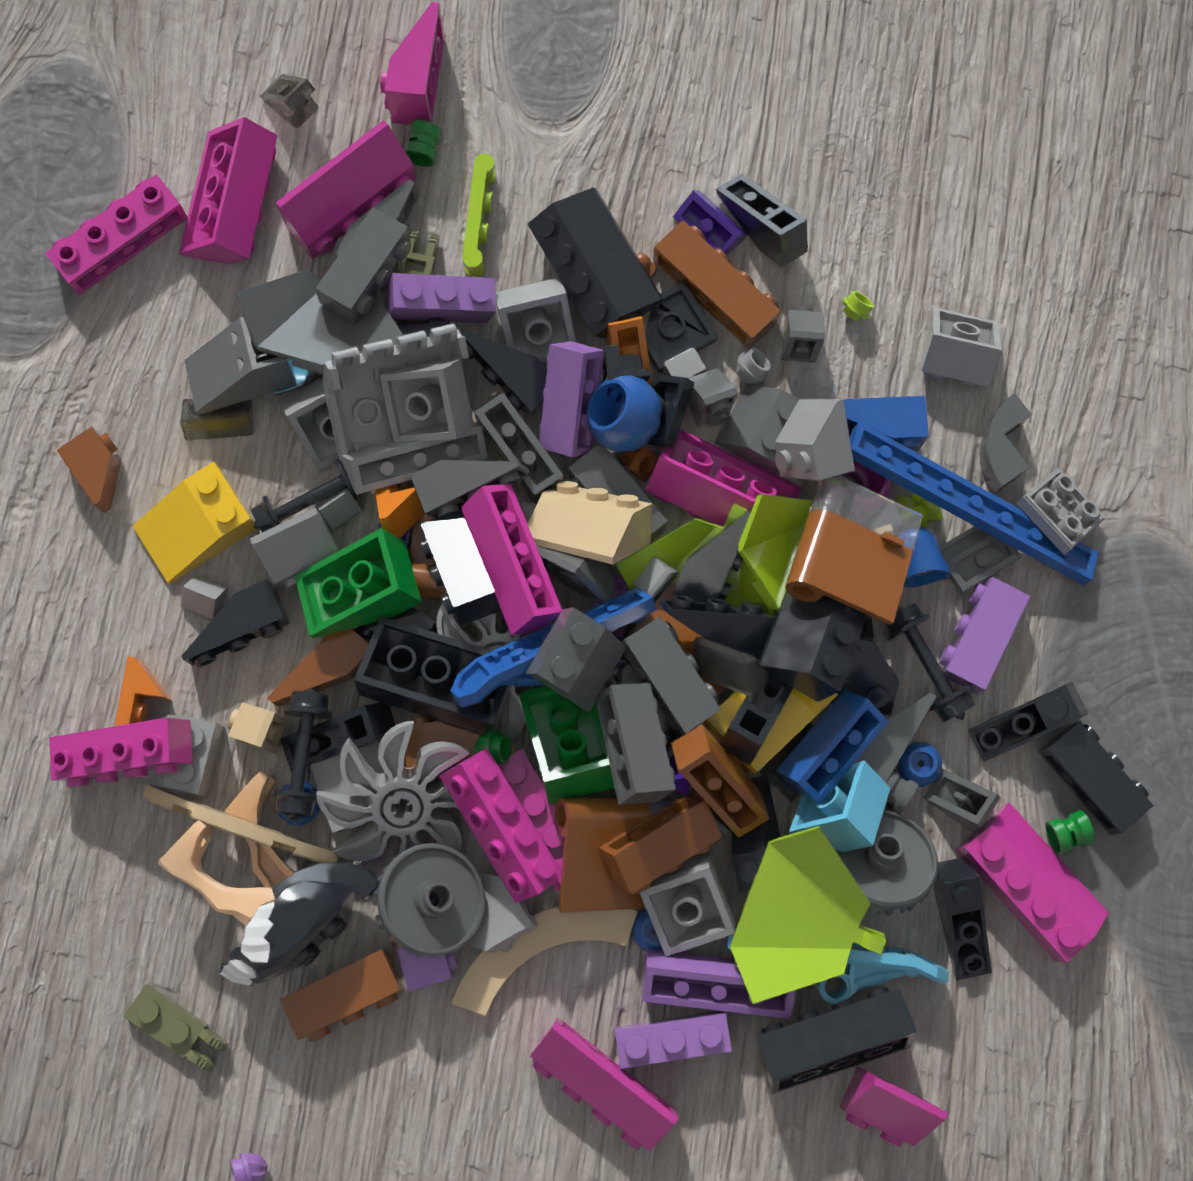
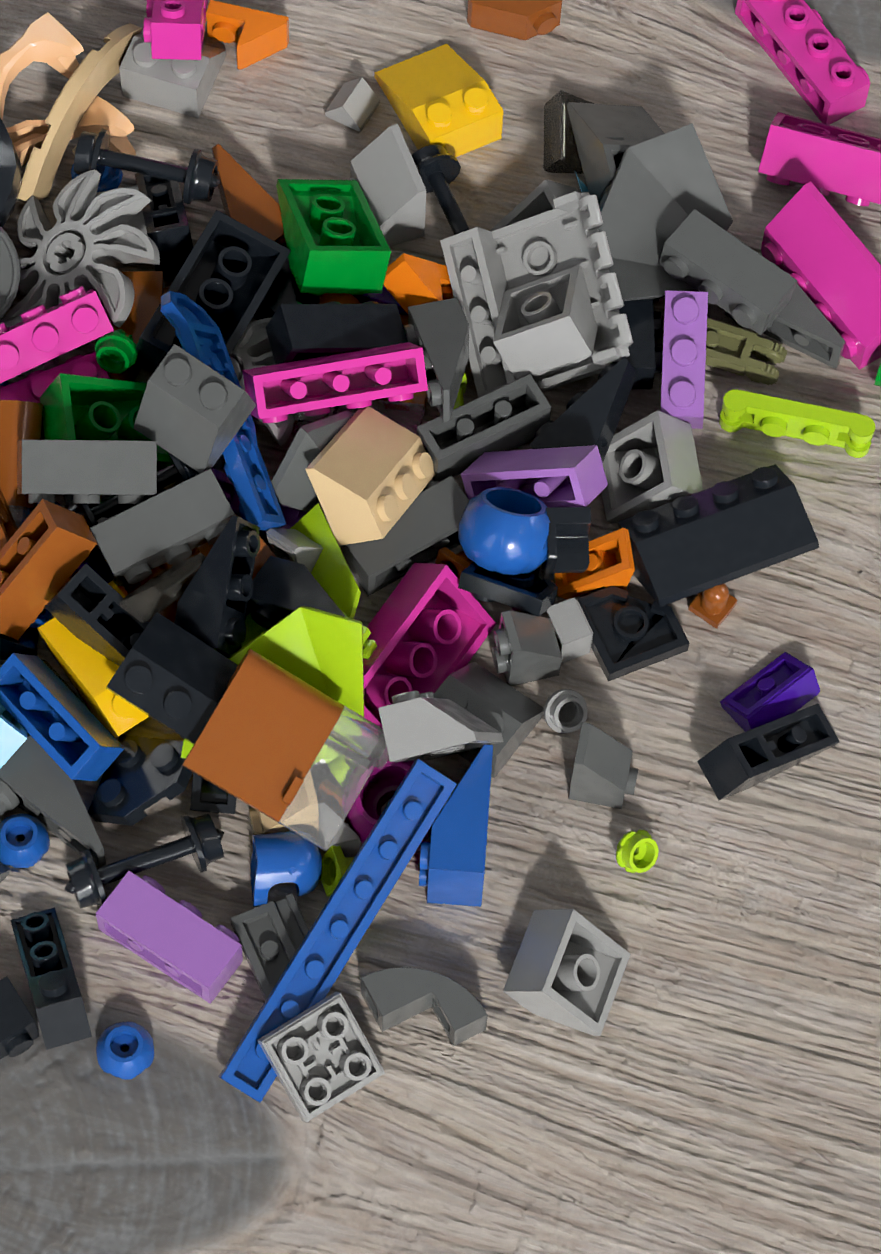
camera: 95 degrees right, 15 degrees down
(243, 618) = (317, 132): black slope -> none
(257, 727) = (182, 131): tan slope -> none
(338, 508) = (429, 239): light grey slope -> none
(716, 284) = (682, 682): dark orange brick -> none
(1062, 659) = (125, 1064): none -> blue plate

